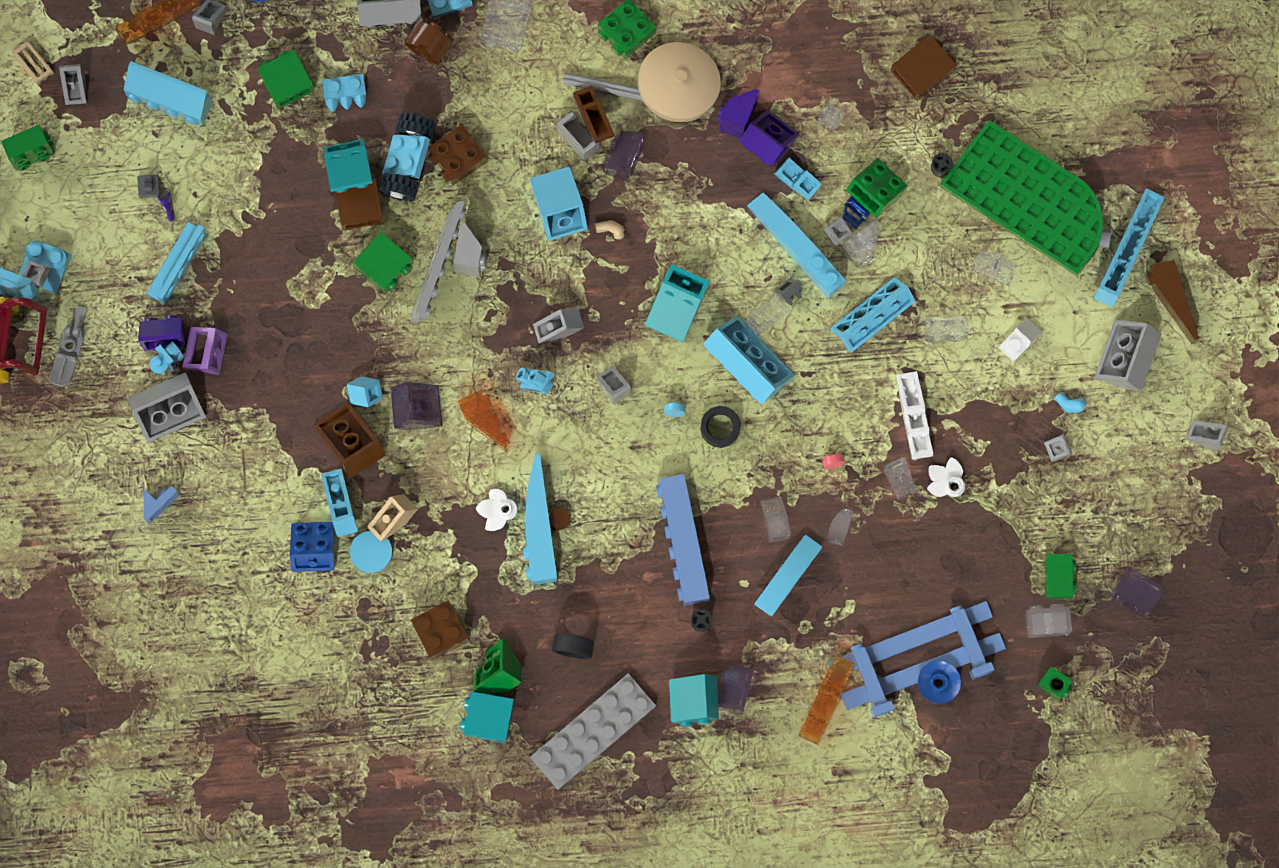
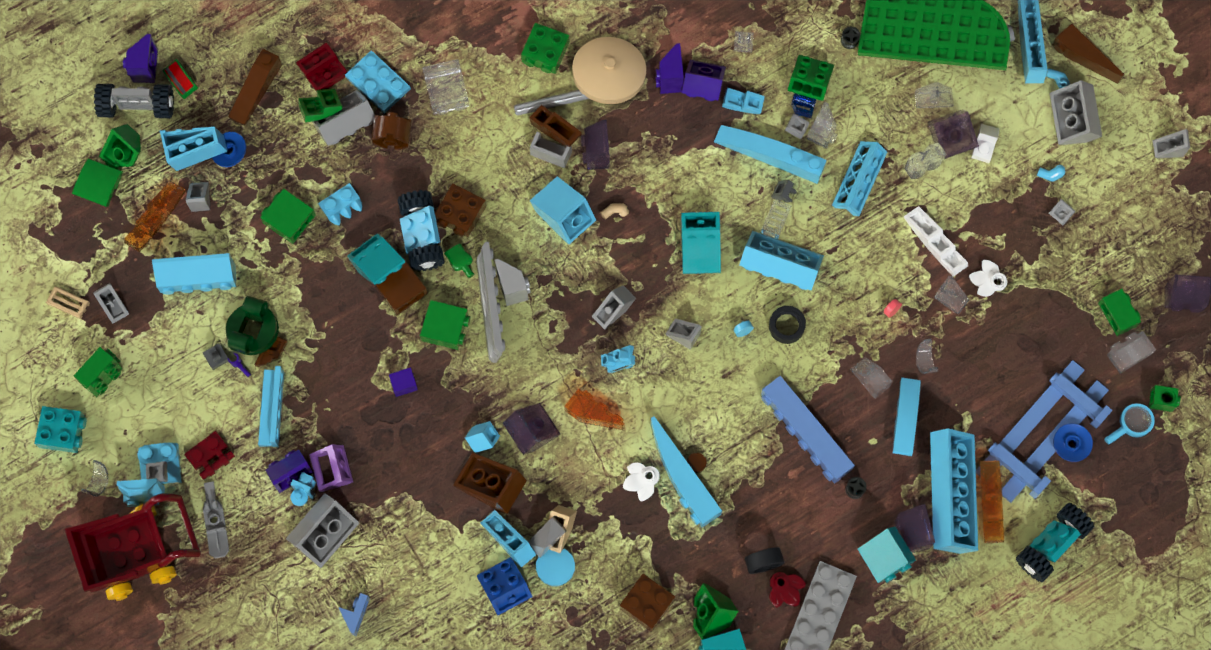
camera: 25 degrees left, 5 degrees down
(94, 275) = (206, 451): none -> dark red plate
(183, 163) = (255, 310): none -> dark green piece
(204, 206) = (272, 354): none -> reddish brown tile
(315, 300) = (403, 382): none -> dark purple panel
(375, 519) = (547, 537): none -> light grey slope
(432, 204) = (460, 259): none -> green piece
(581, 687) = (788, 591): none -> dark red plate
(792, 671) = (954, 491): none -> medium azure brick
(865, 768) = (1054, 542): none -> plate
(990, 315) = (954, 133): none -> slope
(1014, 692) = (1135, 421): none -> piece
(1134, 309) = (1059, 77): none -> medium azure arm

